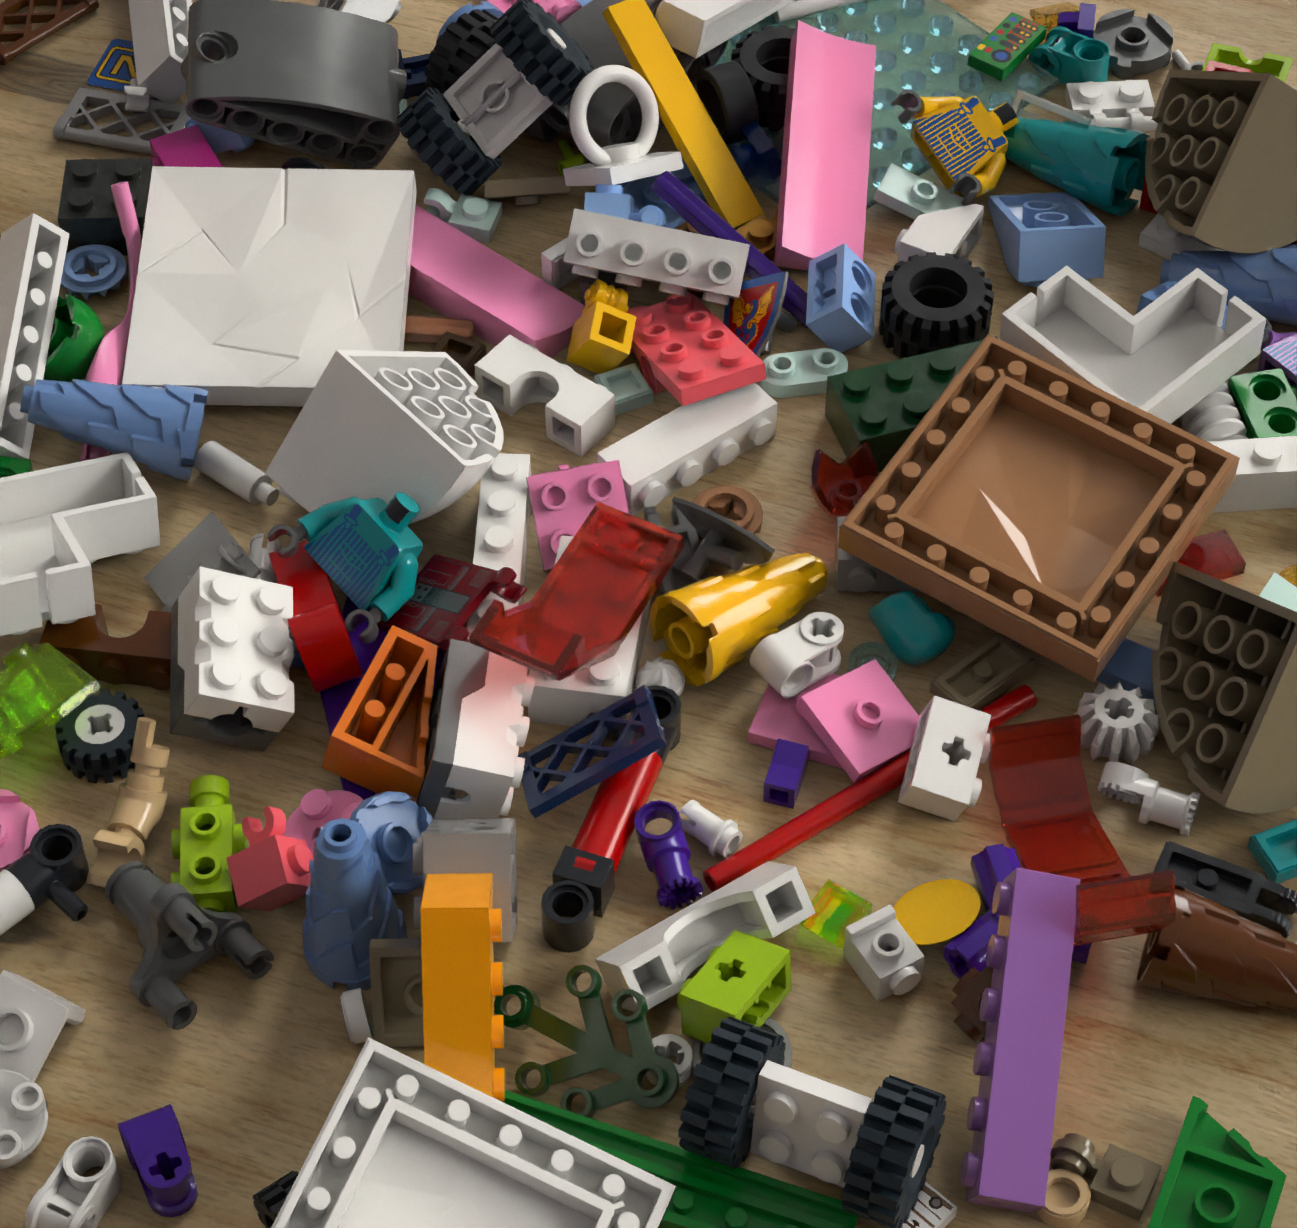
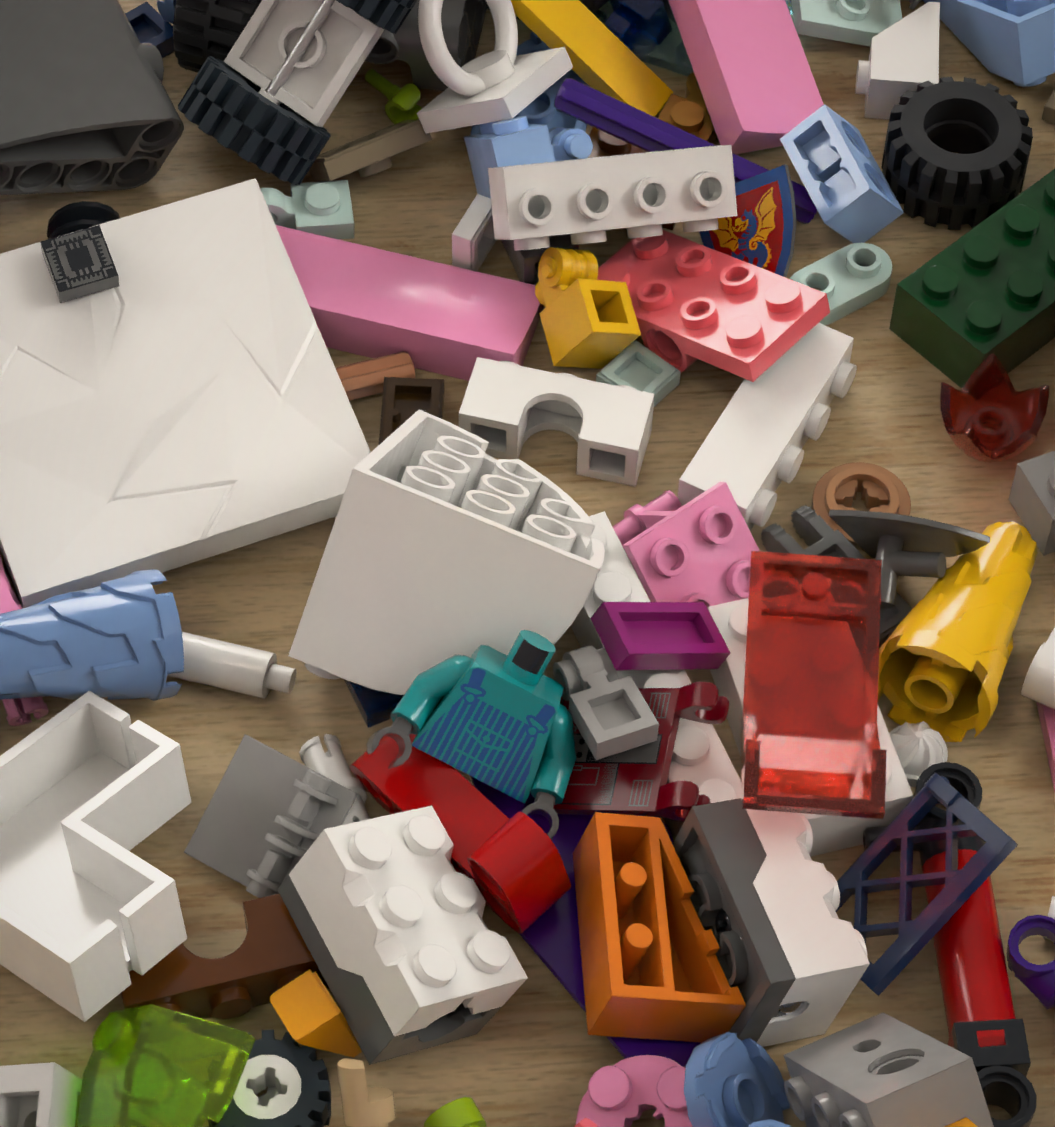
camera: 25 degrees left, 5 degrees up
(152, 693) = (314, 1016): none -> light orange slope
(265, 187) = (79, 264): none -> tile
(442, 563) = (604, 708): none -> light grey plate
(509, 537) = (660, 635): none -> magenta tile

